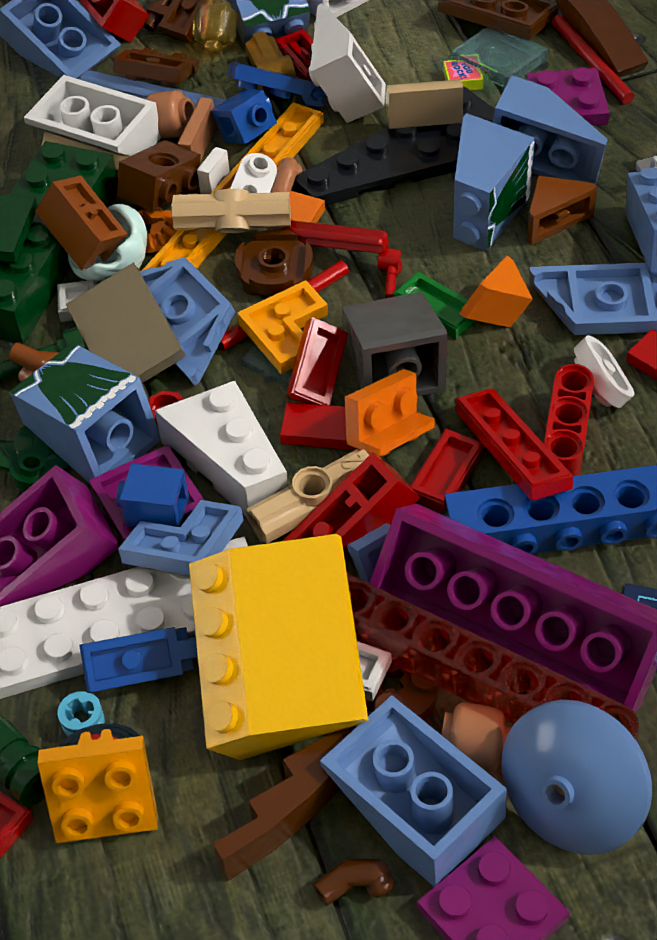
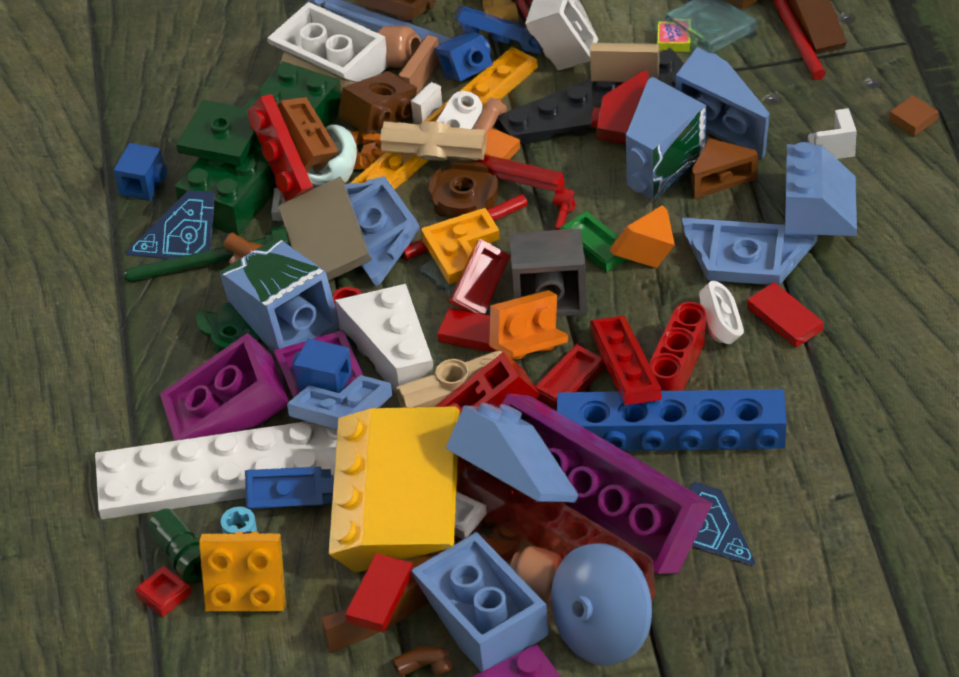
camera: 10 degrees right, 5 degrees down
(57, 236) = (279, 147): none -> red plate
(284, 799) = (379, 593): none -> red tile
(420, 587) = (510, 451): none -> medium blue slope
(434, 157) = (618, 109): none -> red slope
(511, 224) = (674, 178): none -> dark blue sticker
(579, 89) = (766, 67): magenta plate -> none

